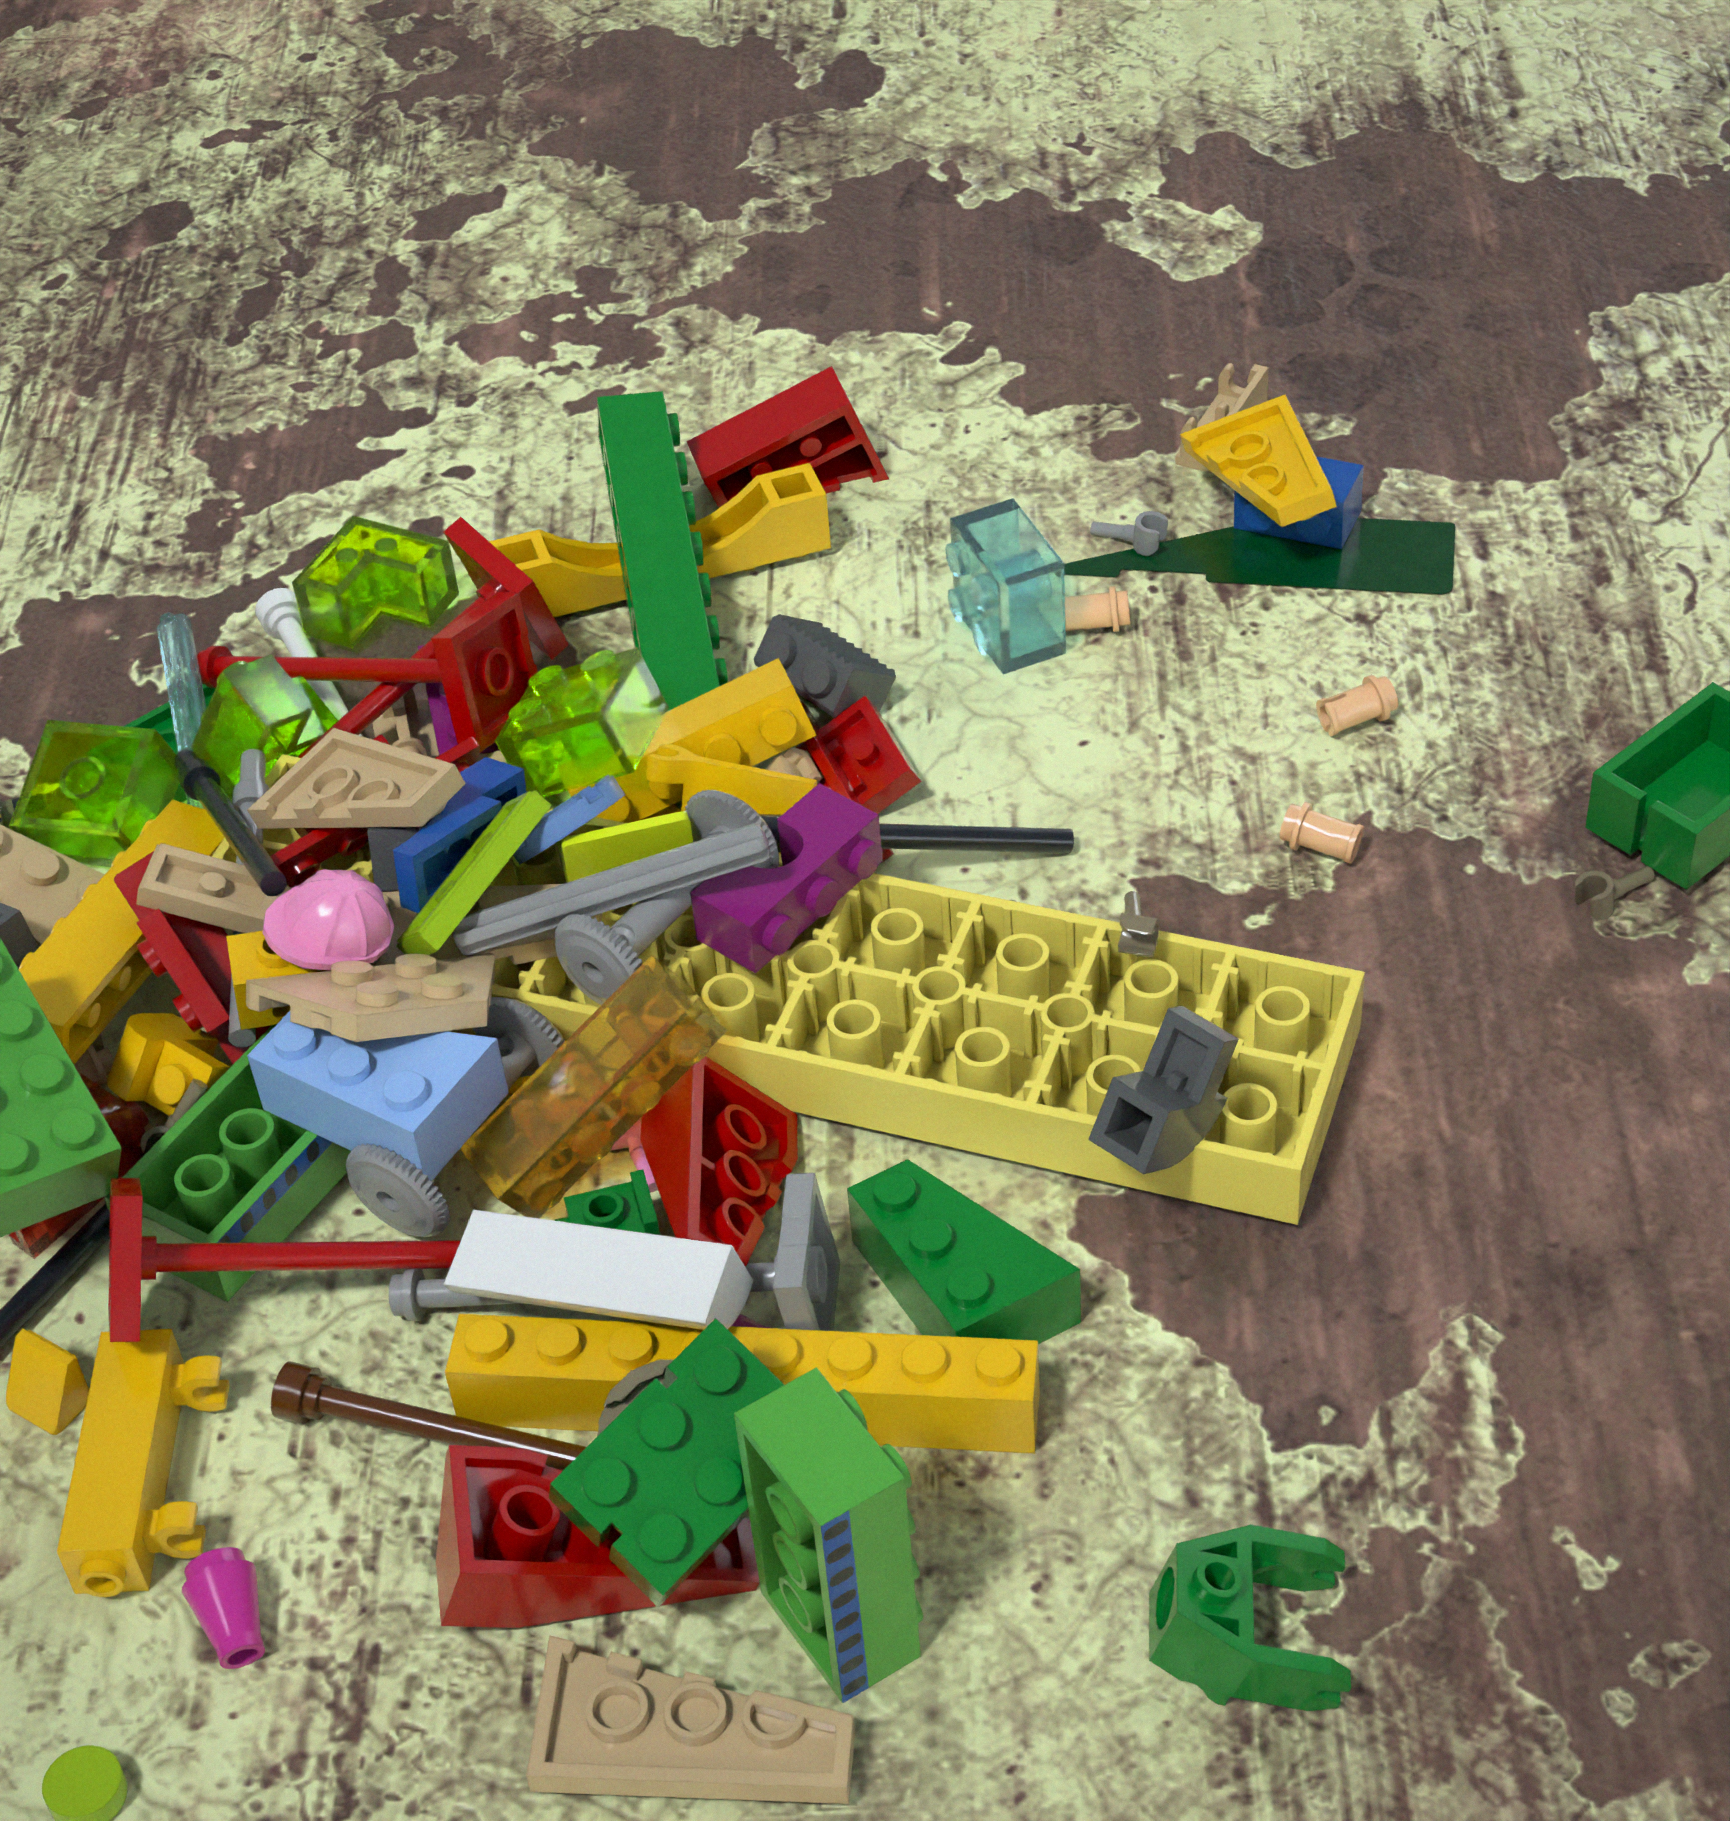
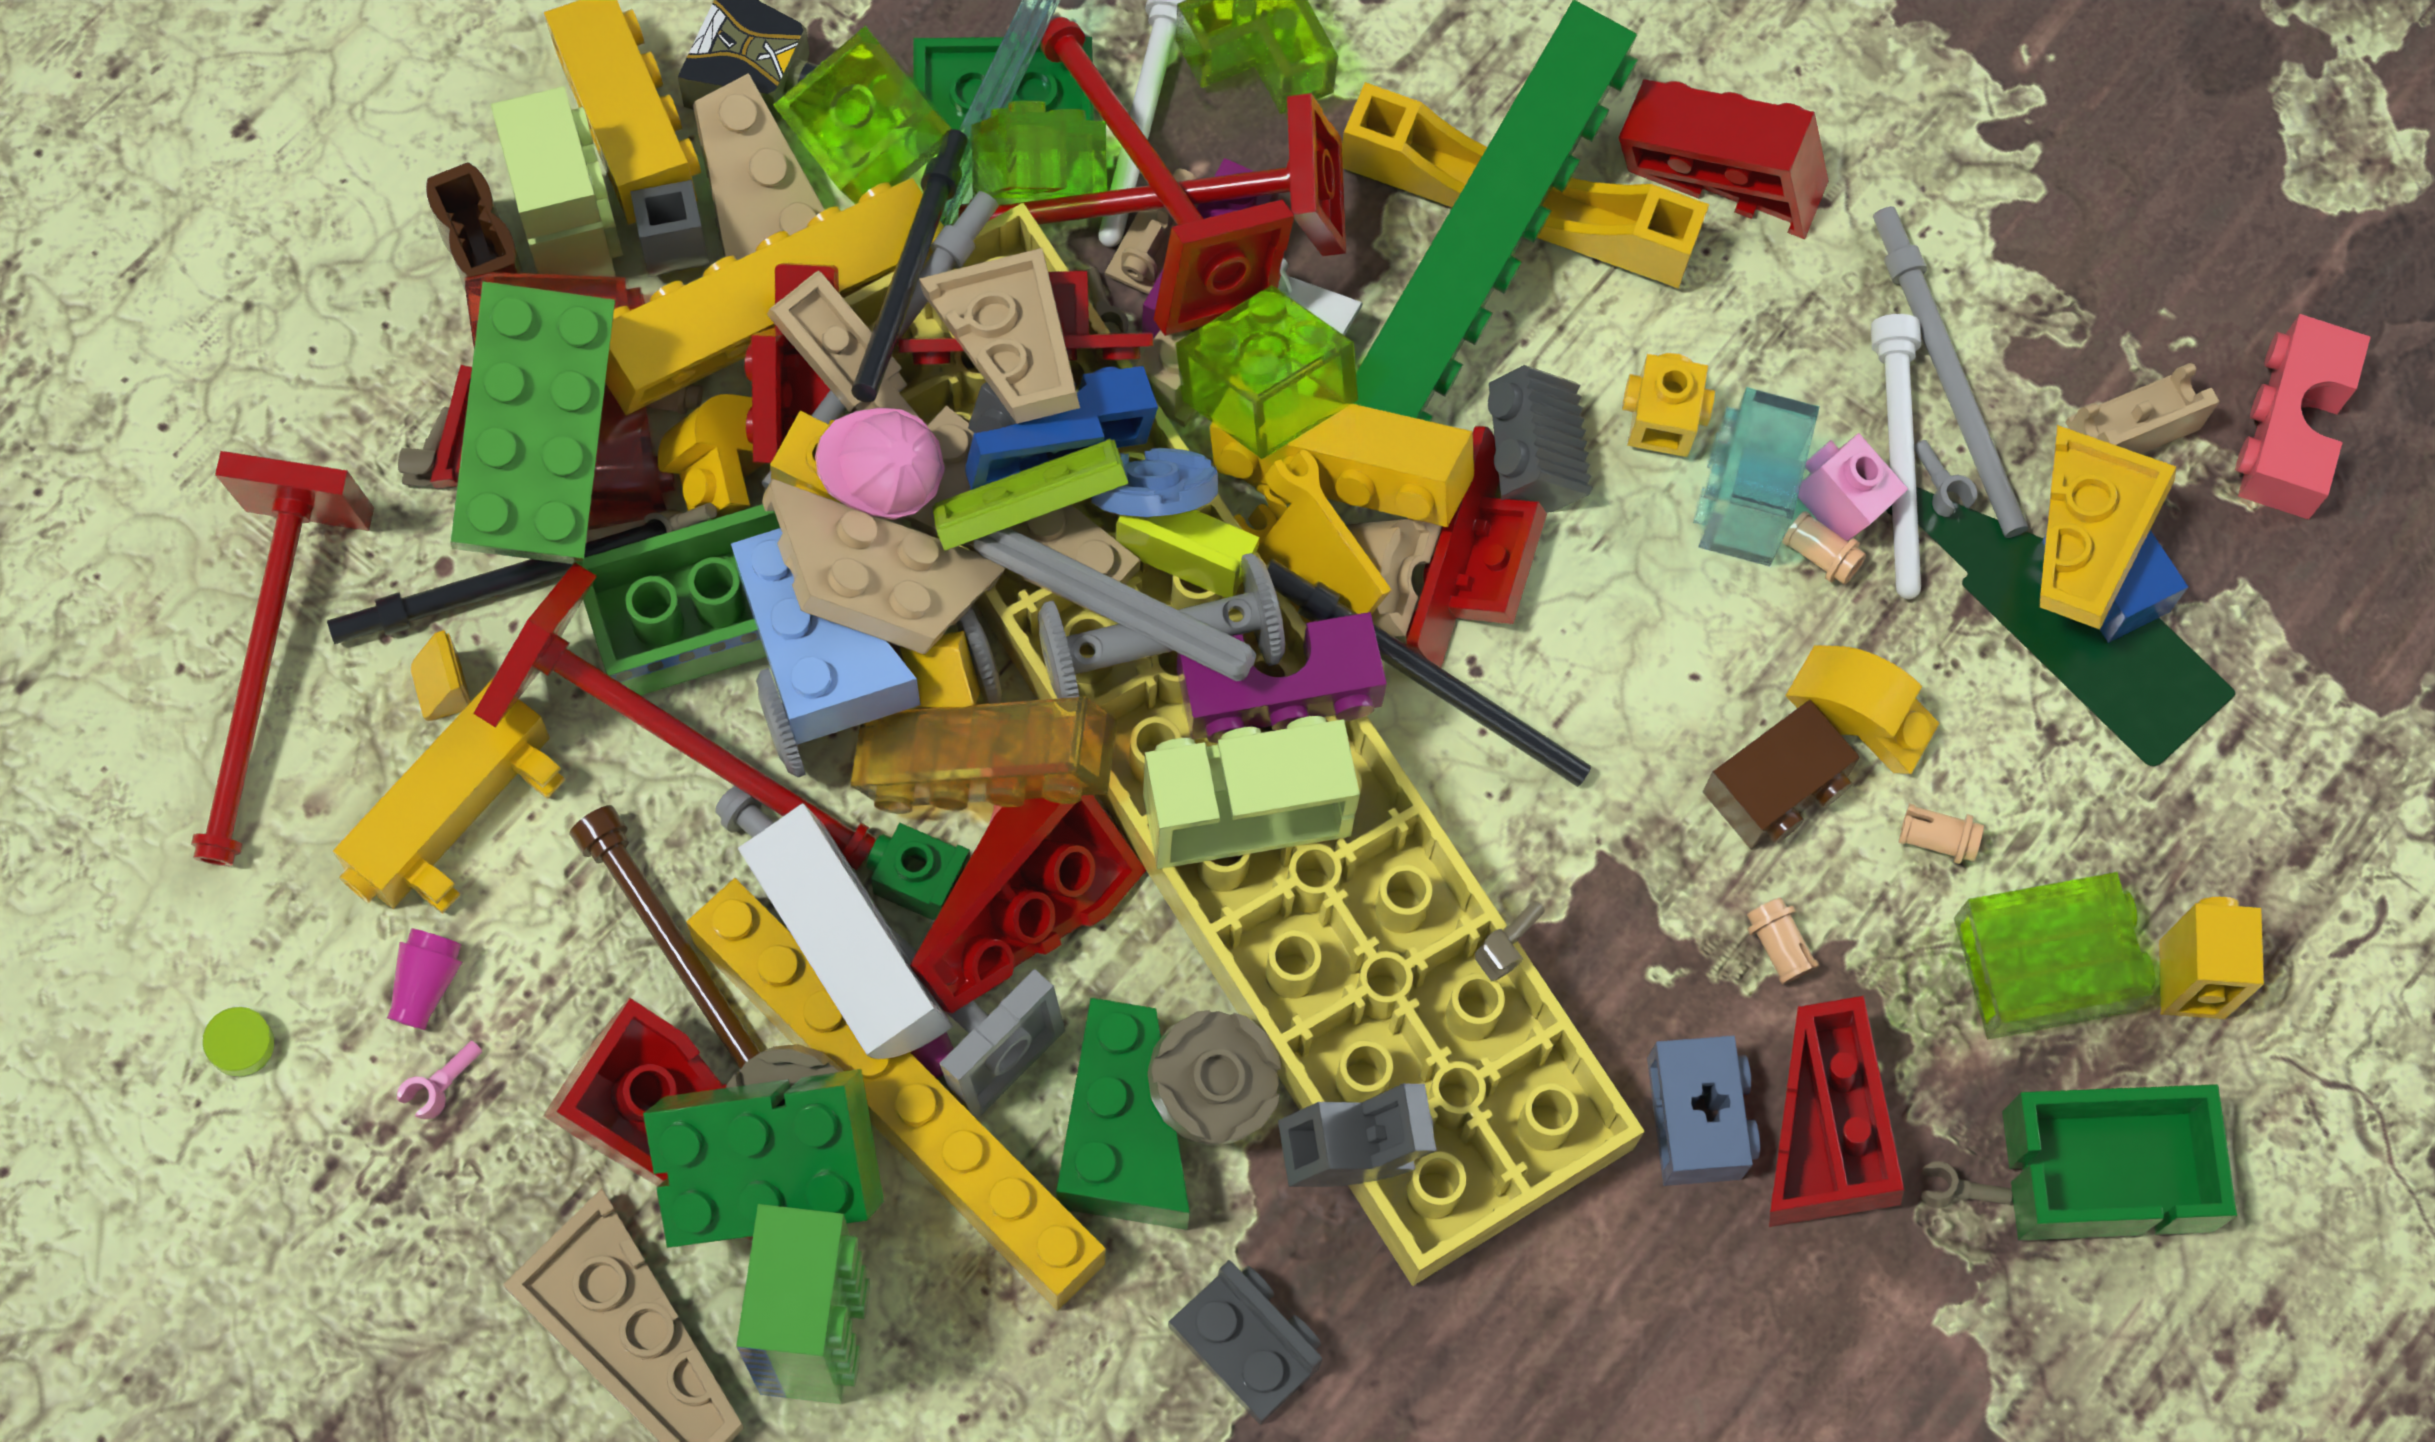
camera: 30 degrees right, 25 degrees up
(314, 1680) = (438, 1082): none -> bright pink hand
(520, 1041) = (944, 673): none -> yellow slope
(844, 942) = (1250, 792): none -> yellowish green piece
(896, 596) = (1668, 403): none -> yellow brick
(980, 446) = (1907, 269): none -> light grey bar
(1003, 1166) = (1214, 1077): none -> dark tan tile
(1016, 479) = (1895, 341): none -> white piece
(1086, 554) = (1849, 486): none -> bright pink brick
(1212, 742) = (1781, 776): none -> reddish brown brick
(1212, 1345) = (1248, 1340): none -> dark grey bracket
(1216, 654) = (1868, 700): none -> yellow brick
(1338, 382) = (2287, 460): none -> coral arch
(1405, 965) = (1687, 1143): none -> sand blue brick
(1484, 893) = (1835, 1123): none -> red wedge
(1513, 716) = (2054, 955): none -> clear neon green brick
(1621, 636) = (2211, 959): none -> yellow brick

